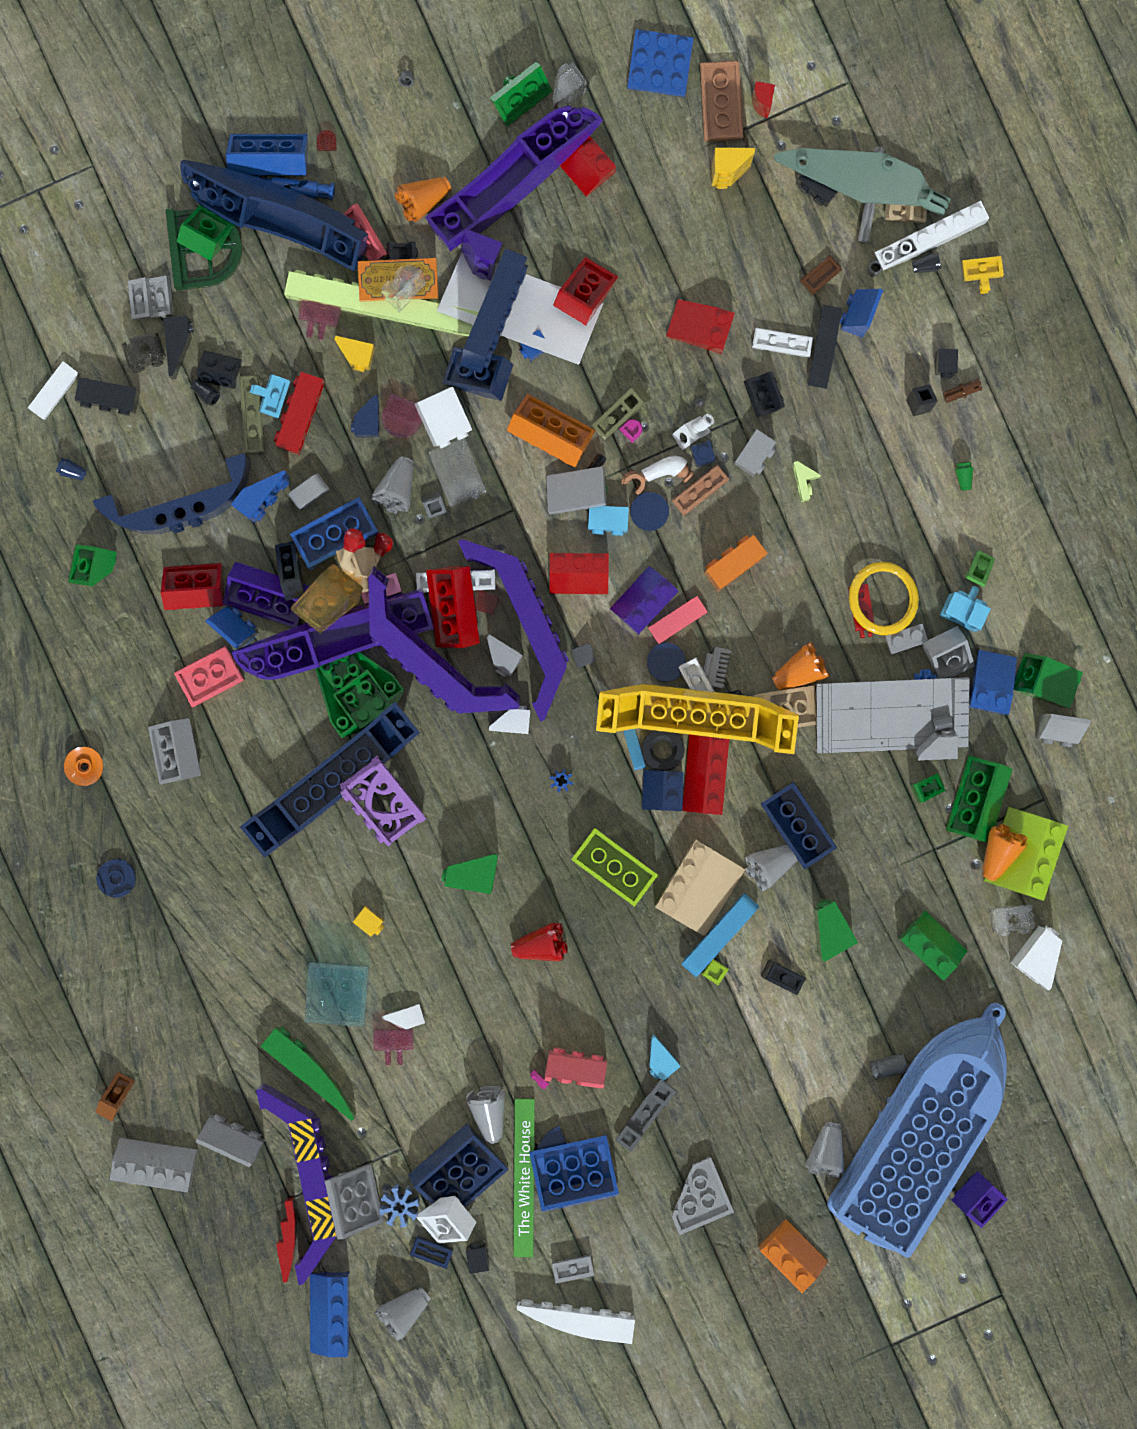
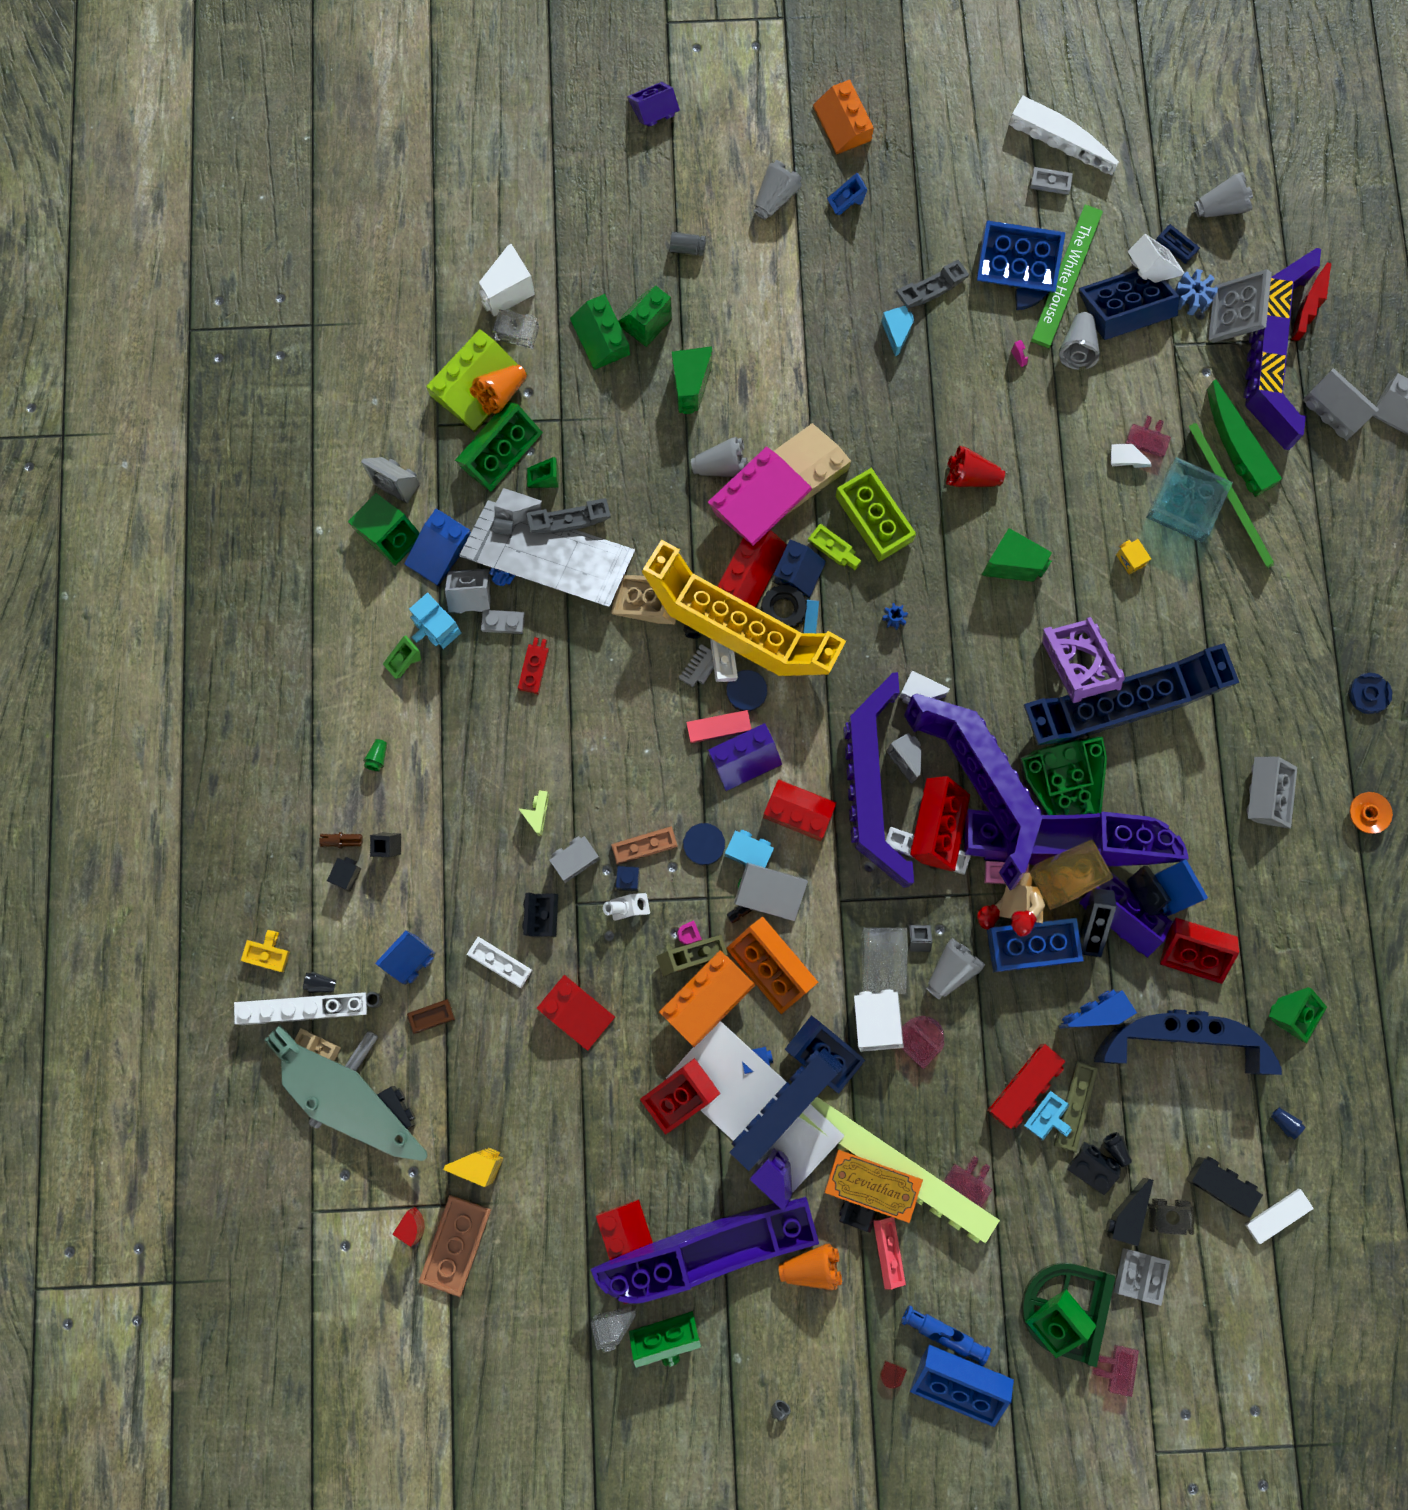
camera: 160 degrees left, 10 degrees down
(142, 218) = (1122, 1370): none -> clear pink hinge
(209, 676) = (1215, 853): coral tile -> none
(254, 617) = (1148, 891): none -> black bracket
(276, 210) = (977, 1318): dark blue slope -> none
(298, 1014) = (1232, 496): none -> bright green tile
(309, 491) = (1045, 1000): light grey beam -> none
(330, 1314) = (1293, 223): blue slope -> none
(356, 352) = (944, 1127): yellow slope -> none
(367, 420) = (958, 1050): dark blue slope -> none
(403, 287) = (873, 1172): clear slope -> none
(477, 1257) = (1137, 220): black brick -> none
(486, 602) = (903, 817): clear red tile -> none
(575, 1067) = (985, 345): coral wedge -> none
(583, 655) = (825, 728): dark grey slope -> none
(594, 378) = (707, 998): none -> orange slope
(640, 824) = (834, 547): none -> lime hinge
(660, 63) = (502, 1315): blue plate -> none
(668, 466) = (663, 879): white piece -> none
(701, 1198) = (908, 196): light grey plate -> none
(715, 971) = (815, 388): lime tile -> none
(720, 935) = (797, 417): dark azure beam -> none
(724, 838) = (759, 496): none -> dark pink slope
(734, 562) = (640, 756): orange brick -> none
(758, 1174) = (849, 193): none -> blue slope
(782, 977) = (753, 360): black slope -> none
(798, 825) = (681, 485): dark blue slope -> none
(801, 669) = (617, 629): orange cone -> none
(824, 346) = (458, 939): black slope -> none
(854, 604) = (519, 696): yellow wedge -> none
(888, 756) = (569, 519): none -> dark grey slope
(898, 977) = (647, 315): none -> green slope
(925, 1135) = (678, 168): medium blue piece -> none

